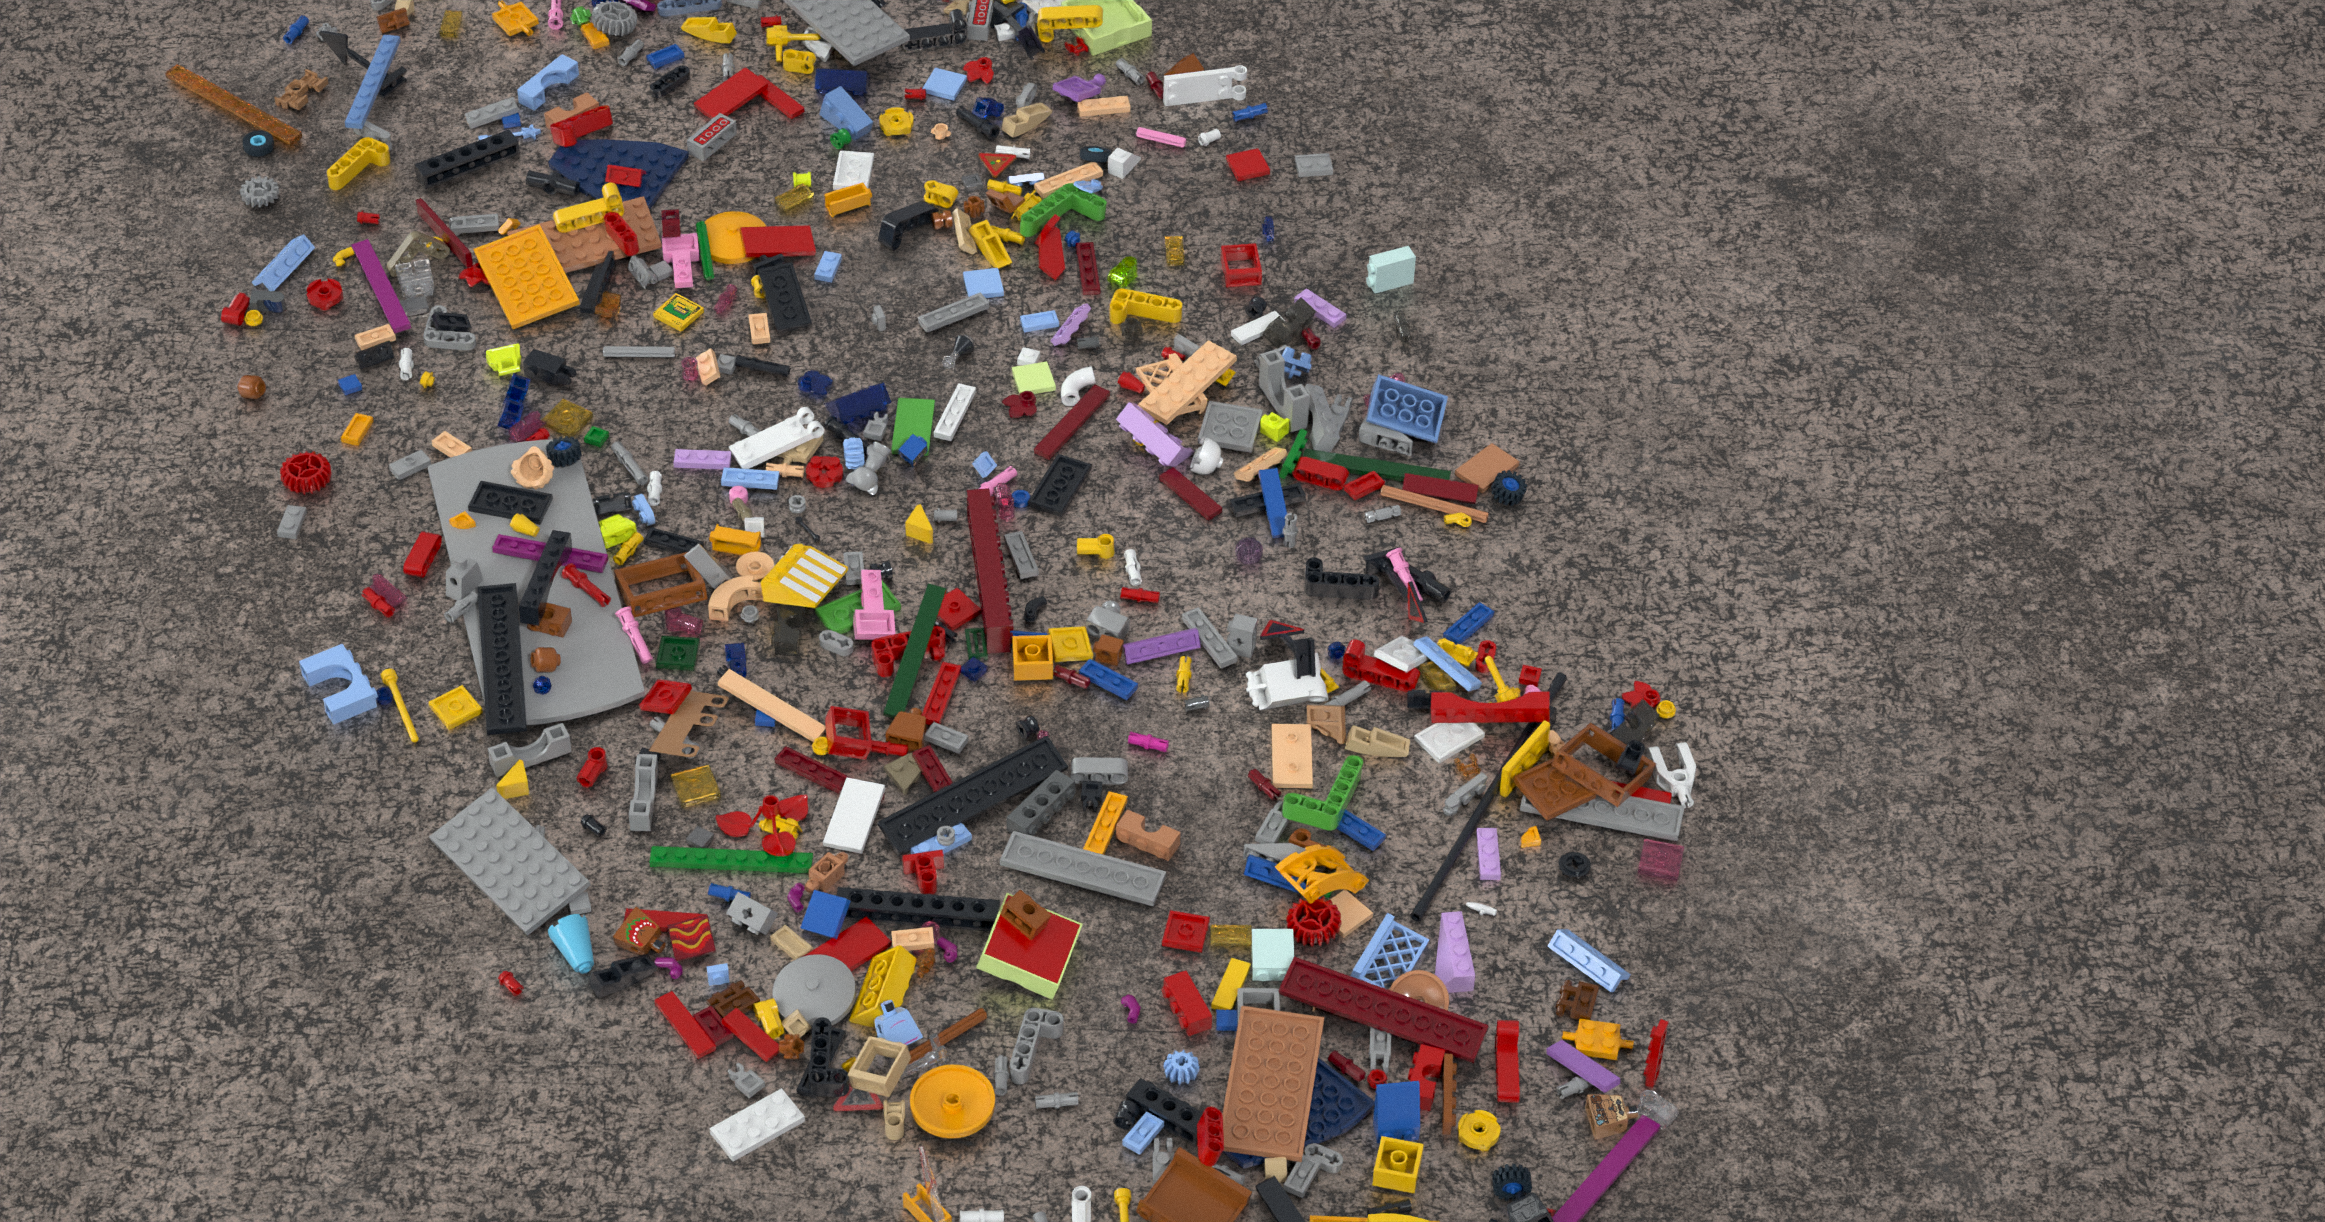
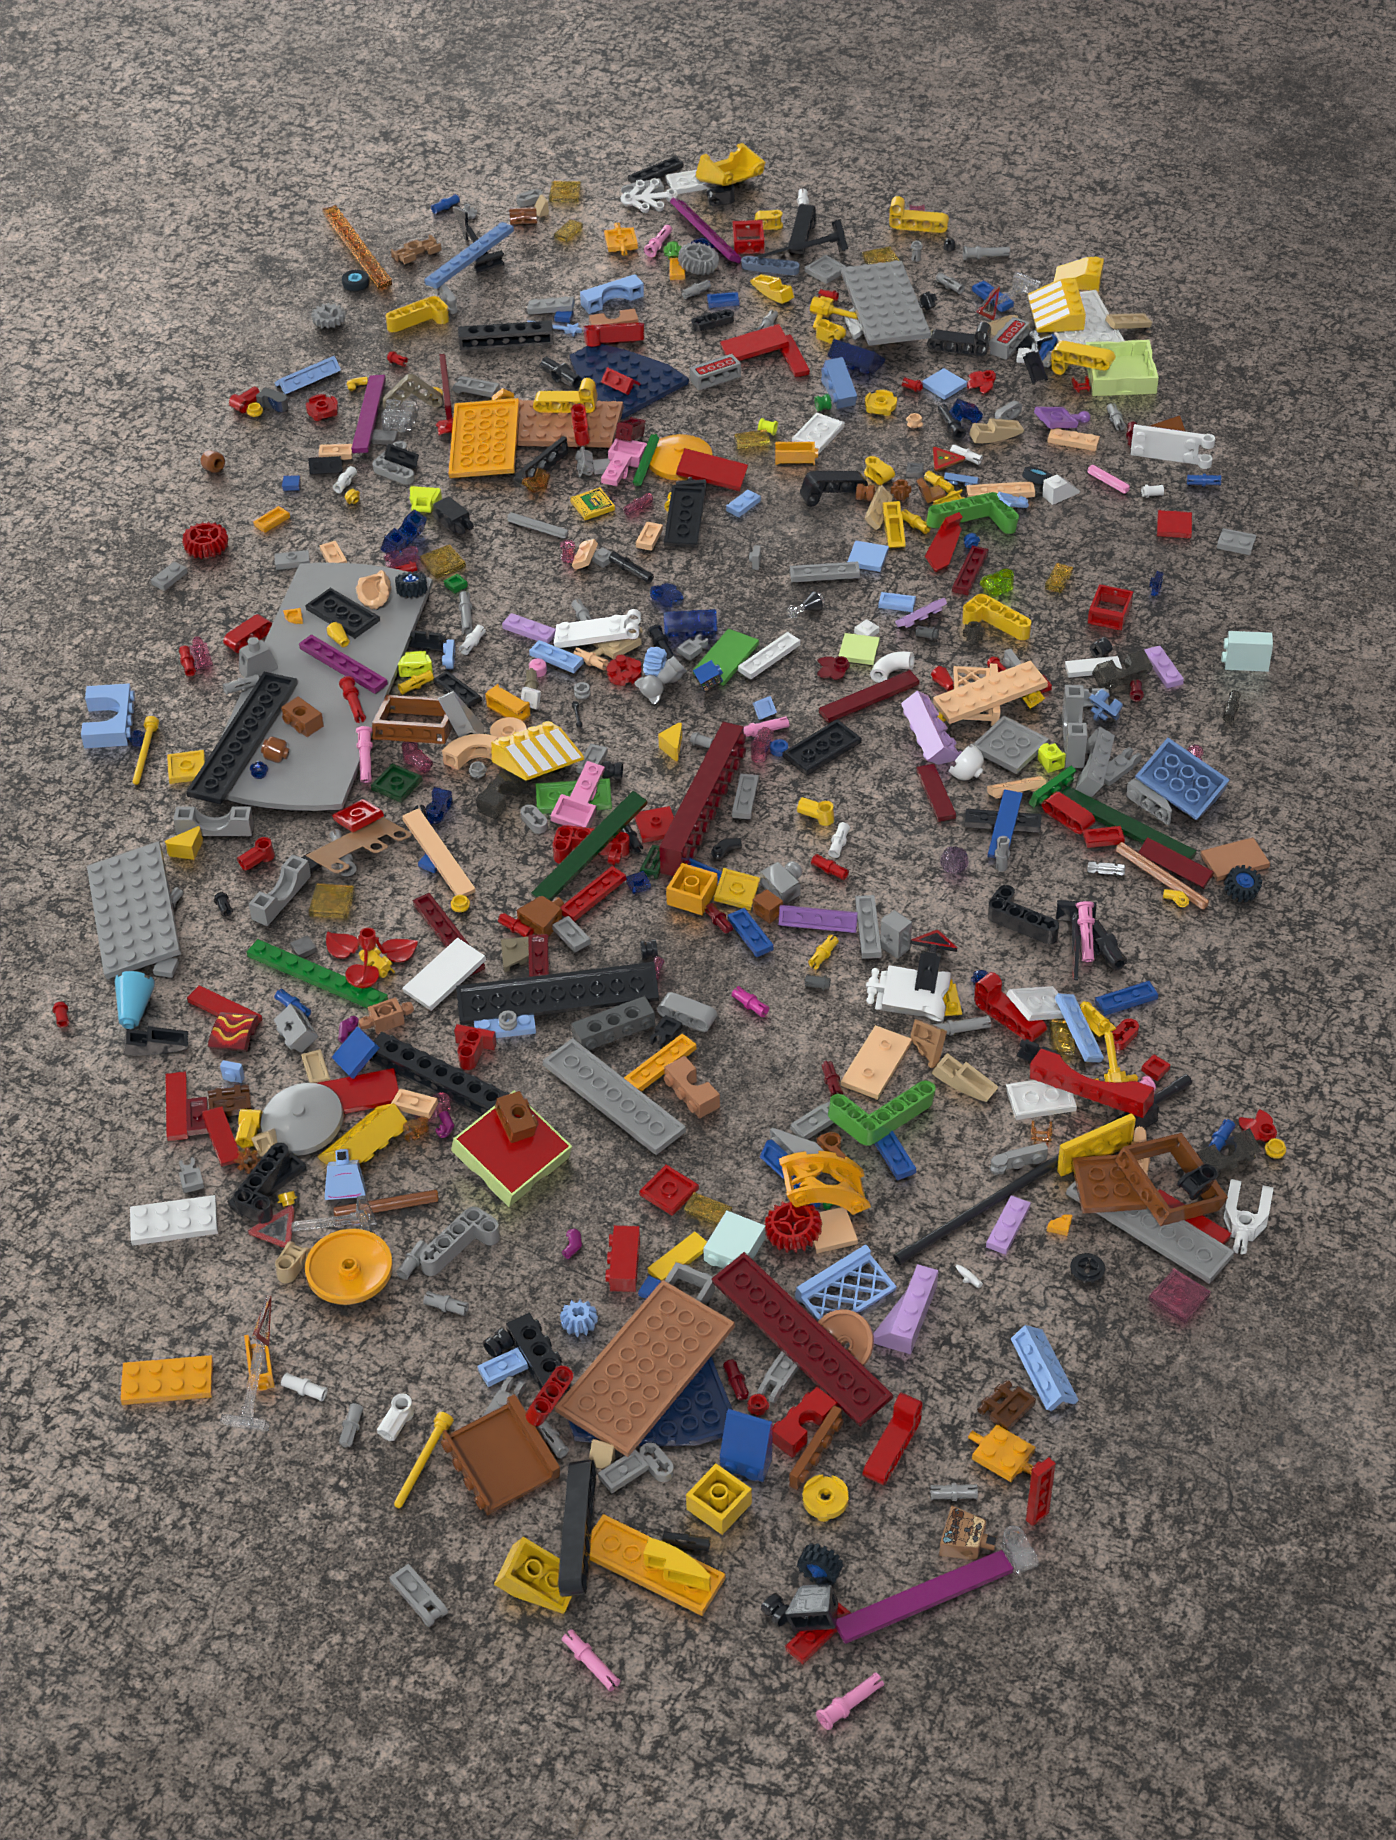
camera: 30 degrees right, 0 degrees up
(536, 594) = (291, 695): black arch -> none
(639, 934) = (190, 1010): dark orange torso -> none
(670, 963) = (201, 1047): magenta arm -> none
(847, 746) = (479, 912): red window -> none
(874, 1083) = (297, 1196): tan window -> none
(1583, 1066) = (968, 1475): medium lavender tile -> none

